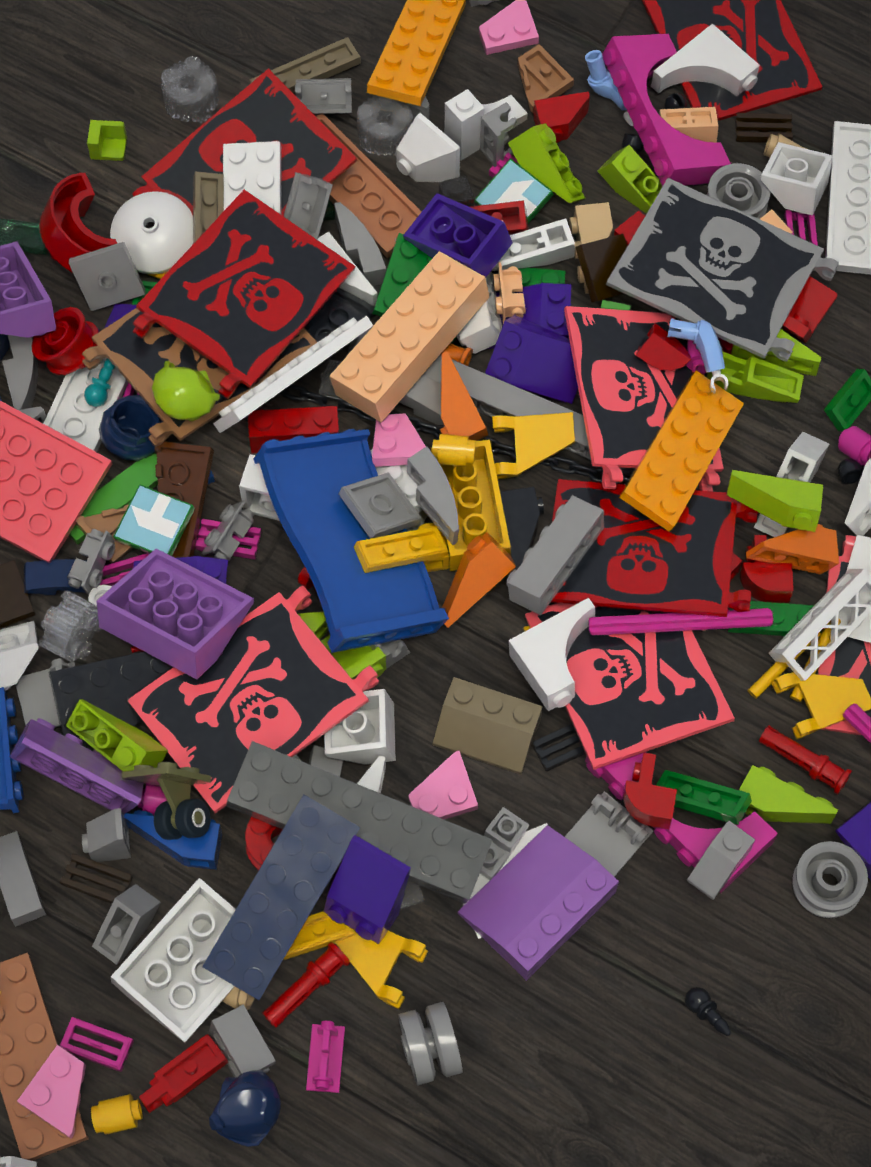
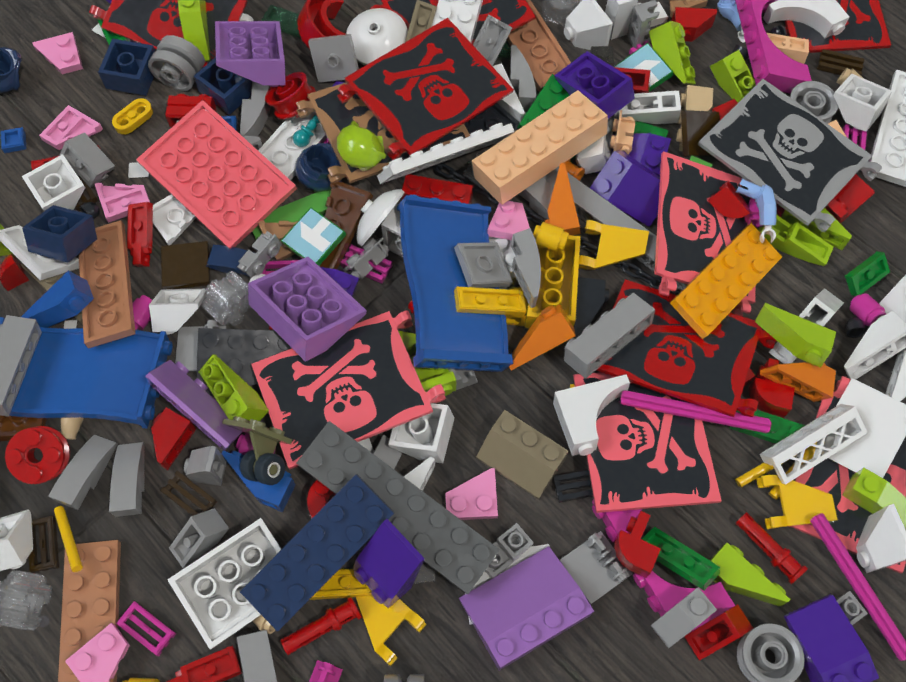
camera: 15 degrees right, 0 degrees up
(51, 811) = (170, 436): none -> red slope
(228, 473) = (375, 213): none -> white dish
(766, 869) = (718, 632): none -> red slope

